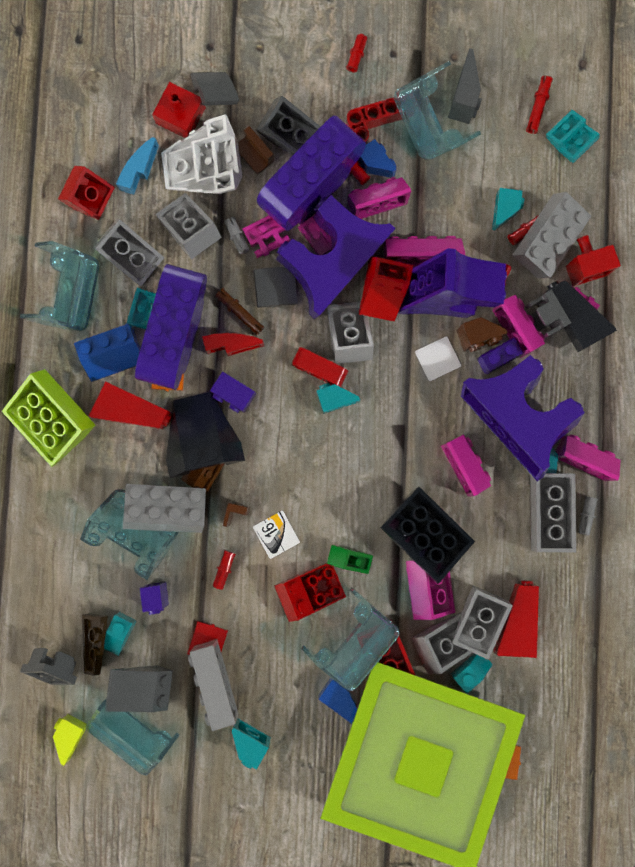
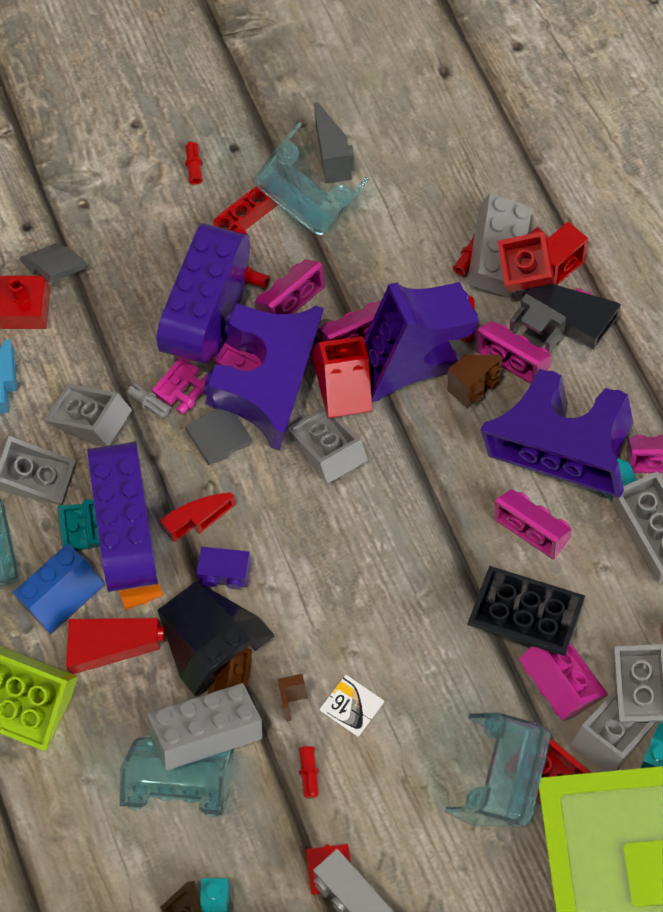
camera: 15 degrees left, 20 degrees down
(154, 597) = (240, 836): dark purple brick -> none
(204, 160) = (74, 339): white wedge -> none
(234, 307) = (189, 478): reddish brown pin -> none
(255, 151) = (127, 306): reddish brown panel -> none
(286, 126) = (150, 265): dark grey slope -> none
(309, 592) = (423, 749): red slope -> none
(319, 367) = (311, 496): red beam -> none
(334, 397) = (346, 519): teal slope -> none
(338, 700) = (522, 855): blue slope -> none
(349, 559) = (452, 688): green slope -> none
(375, 160) = (268, 257): blue slope -> none
(438, 358) = (442, 428): white sticker -> none
(500, 356) = (509, 390): dark purple brick -> none
(507, 205) = (435, 239): teal slope -> none
(541, 97) = (416, 121): red pin -> none
(564, 264) = (526, 261): none -> red brick
(572, 136) = (470, 142): teal slope -> none

